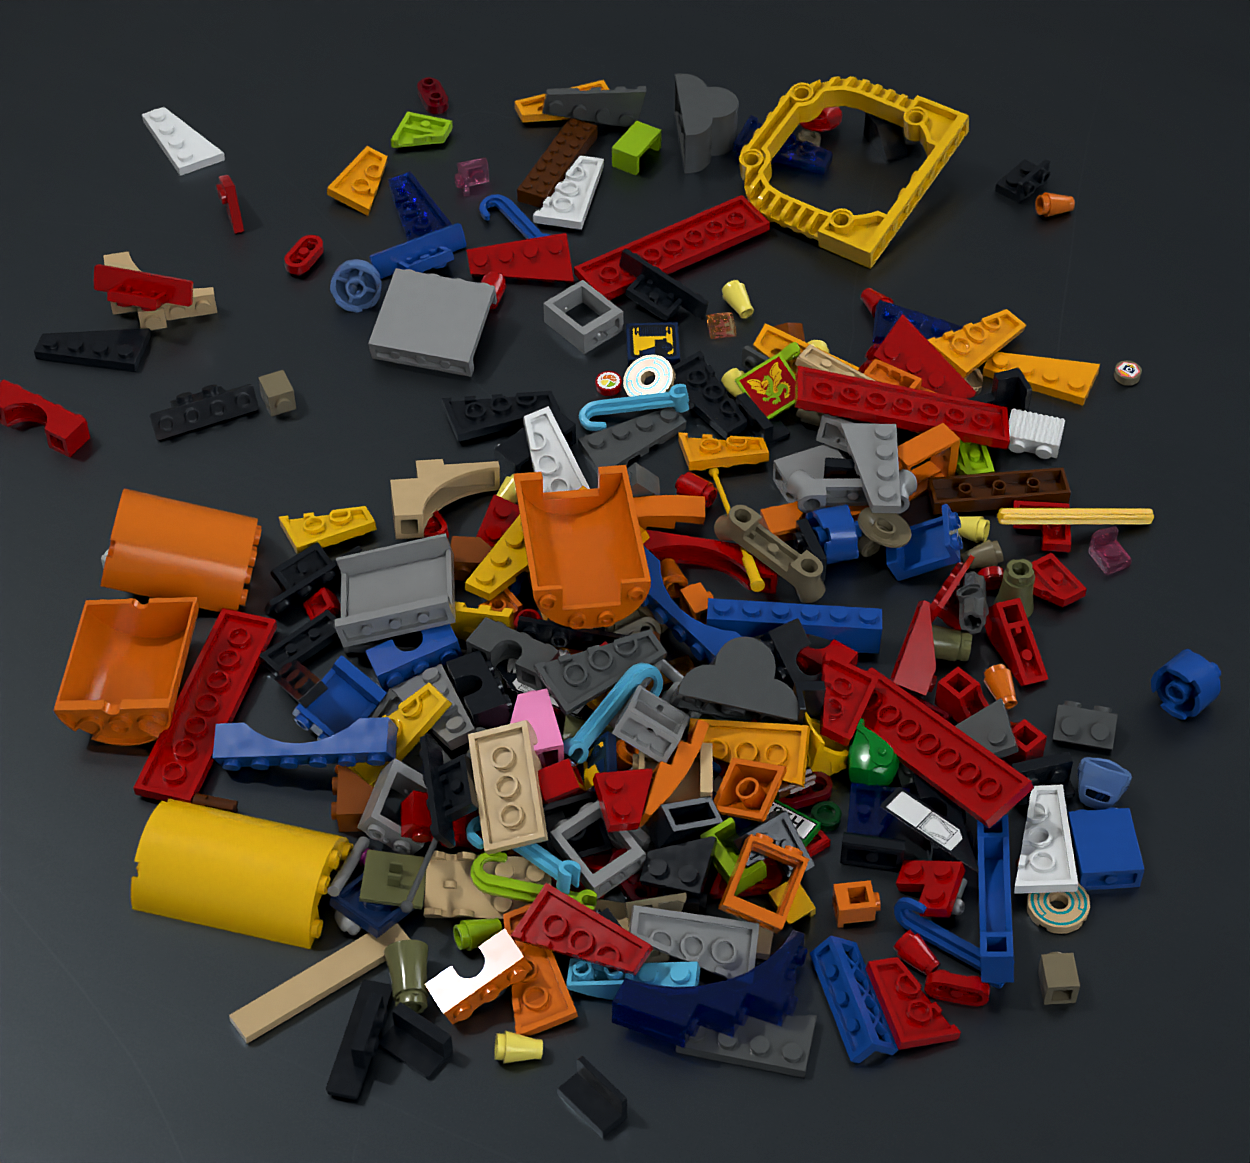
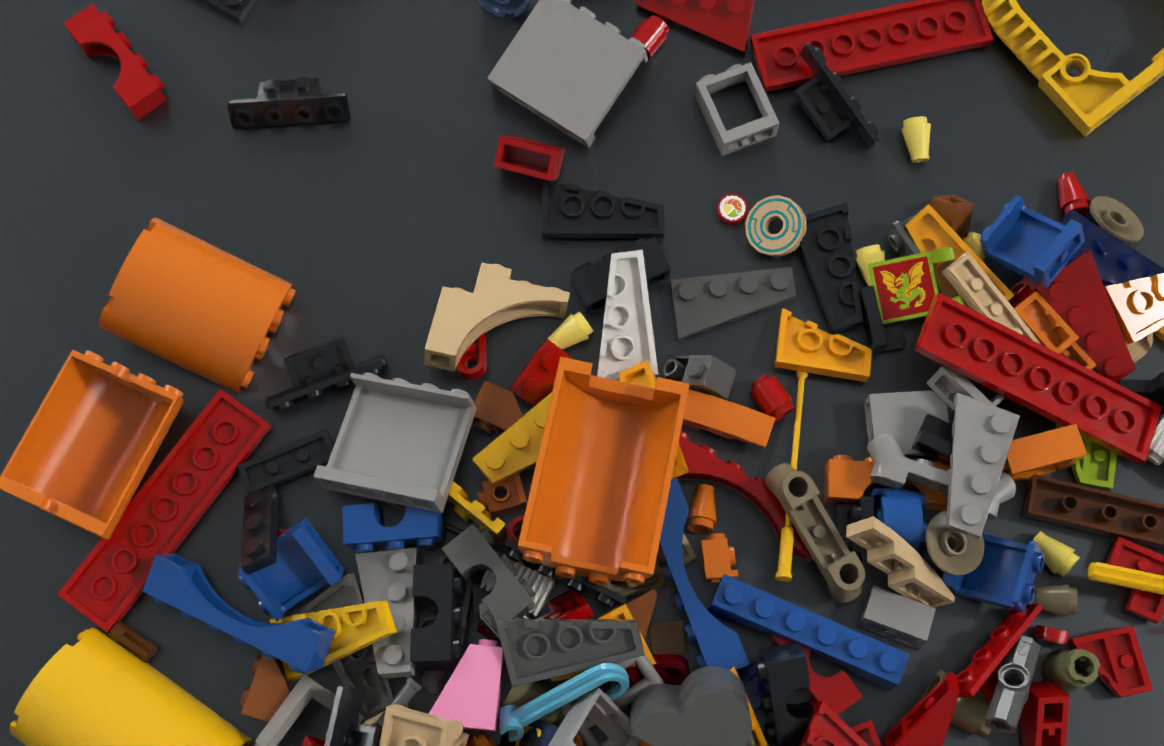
camera: 20 degrees right, 25 degrees up
(277, 393) = (372, 110): dark tan brick -> none
(322, 601) = (326, 415): red slope -> none
(327, 529) = (362, 314): yellow wing -> none
(425, 385) = (529, 157): none -> red piece
(654, 339) = (800, 170): tile -> none
(676, 398) = (745, 254): medium azure piece -> none
(721, 325) = (885, 167): clear orange tile -> none
(847, 552) = (904, 565): none -> tan slope
(856, 328) = (1031, 242): none -> blue panel
(865, 596) = (896, 618): none -> light grey hinge
(918, 306) = (1116, 219): none -> dark tan dish

